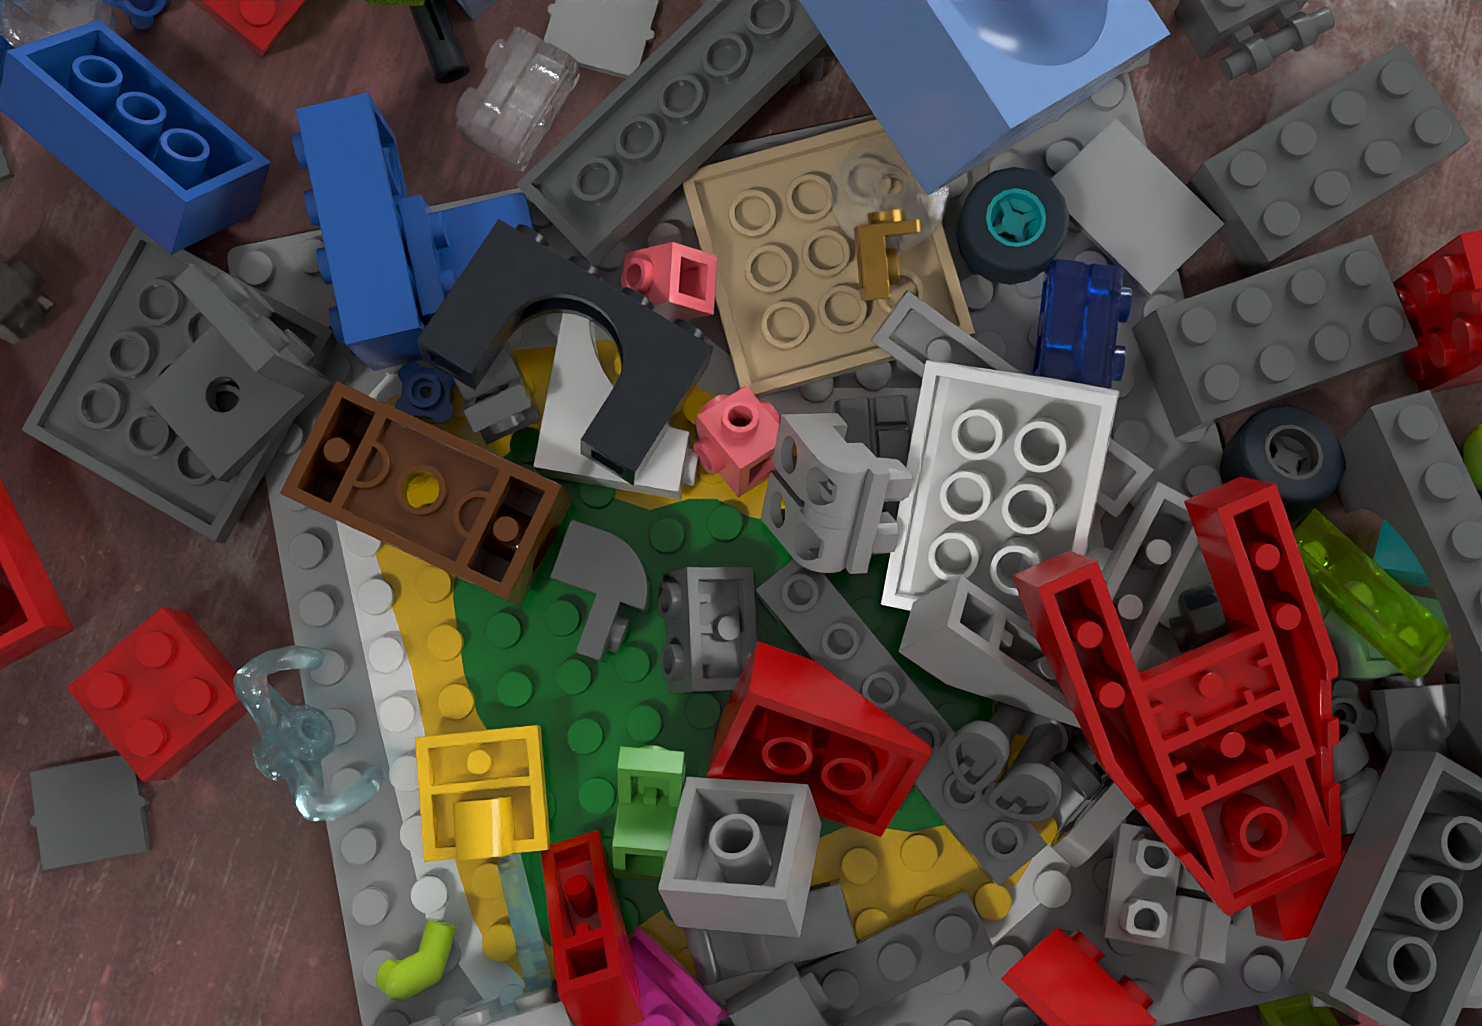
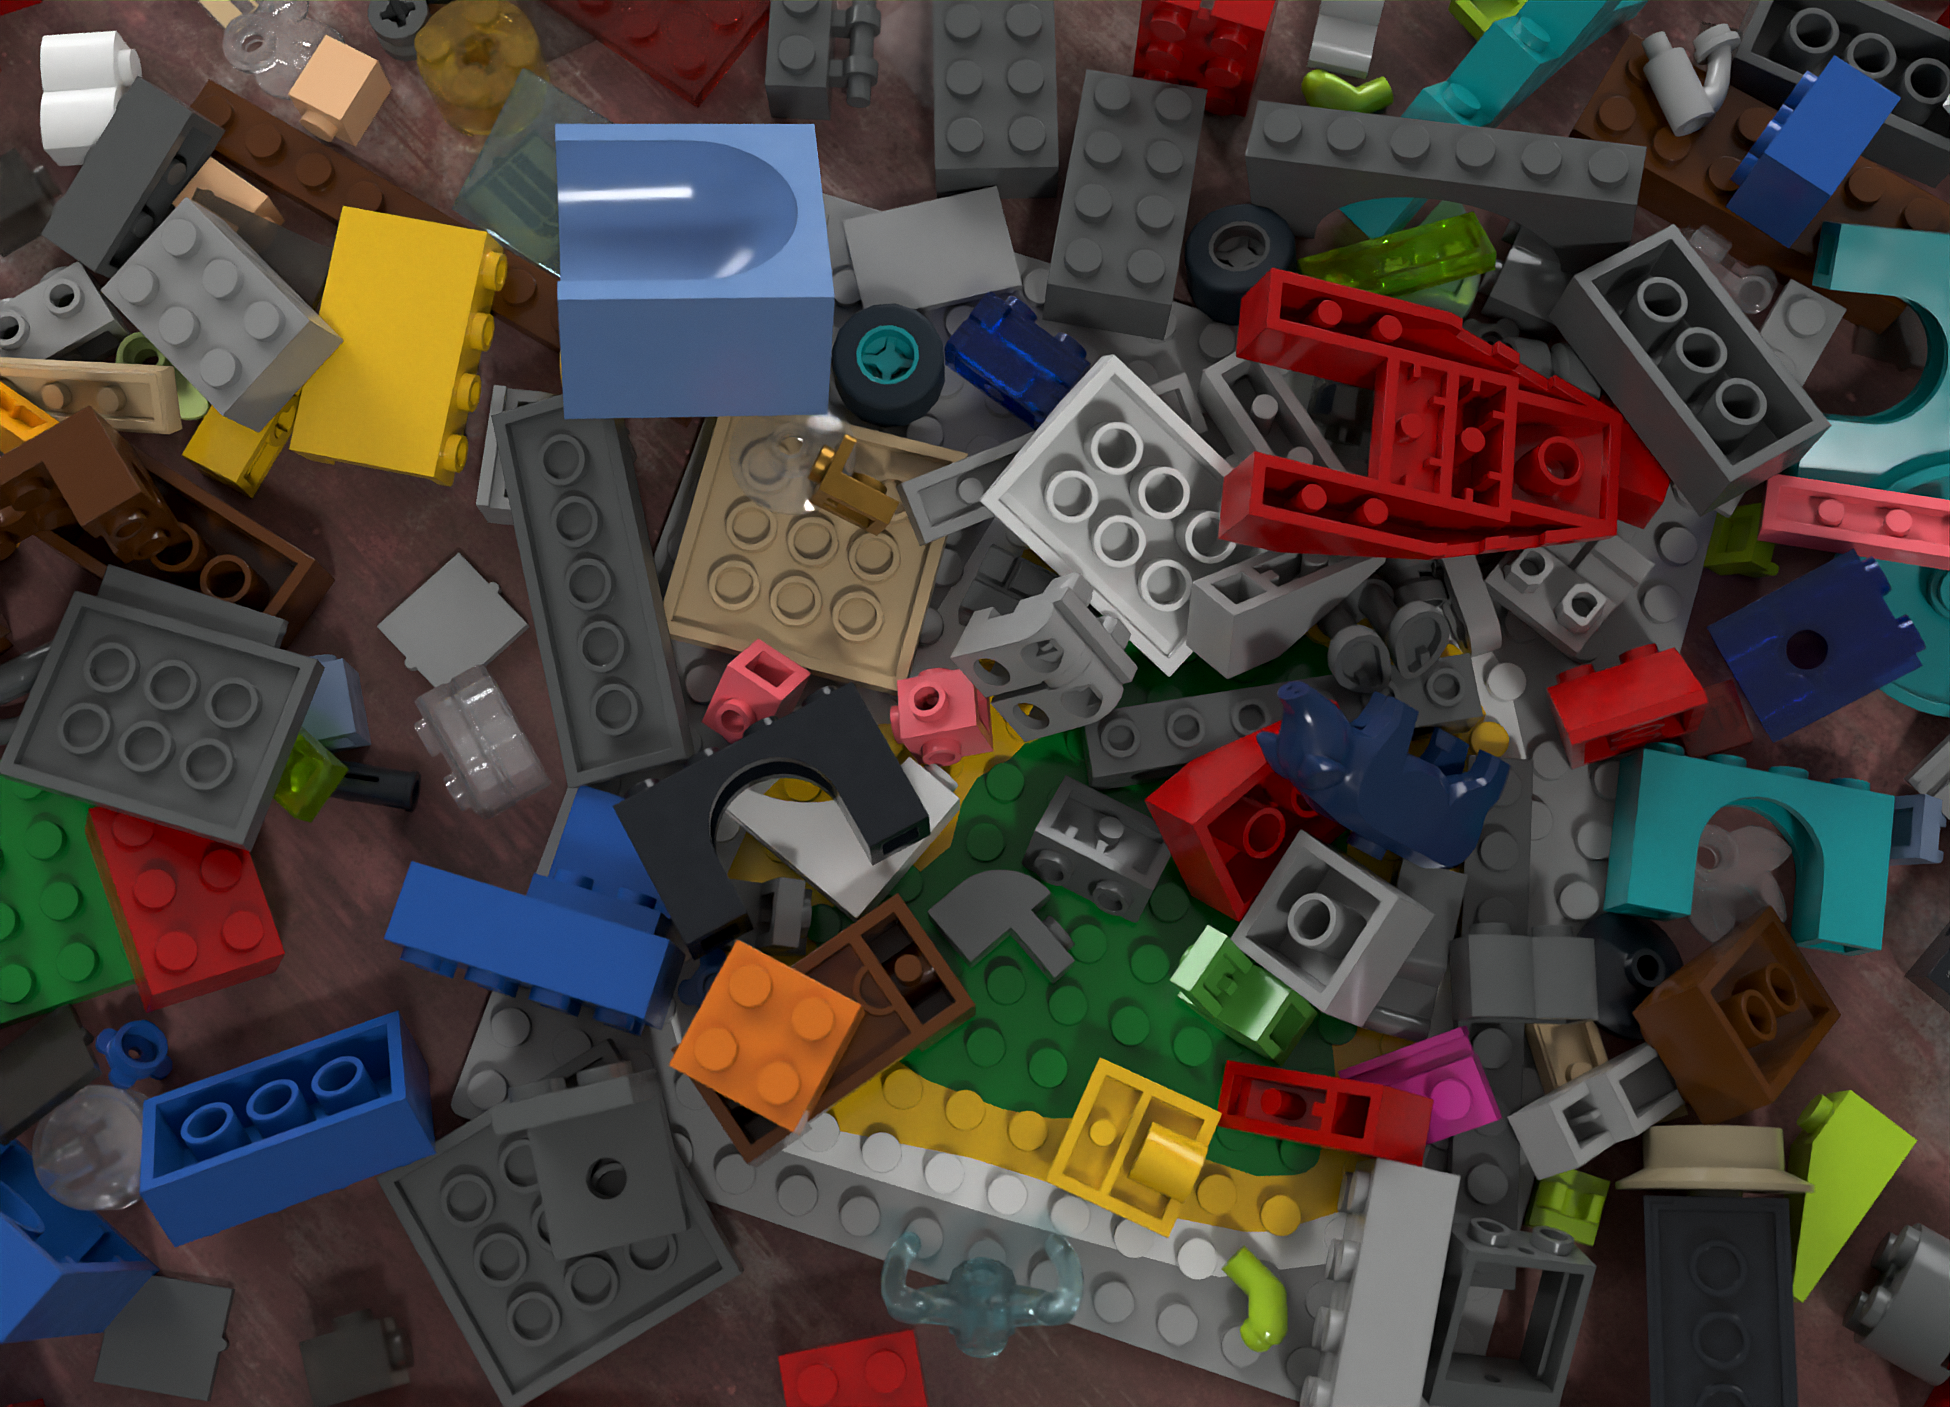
camera: 65 degrees left, 5 degrees down
(376, 449) = (768, 1037): none -> orange brick
(524, 923) = (1280, 1166): clear light blue tile -> none
(880, 828) = (1374, 788): none -> dark blue animal

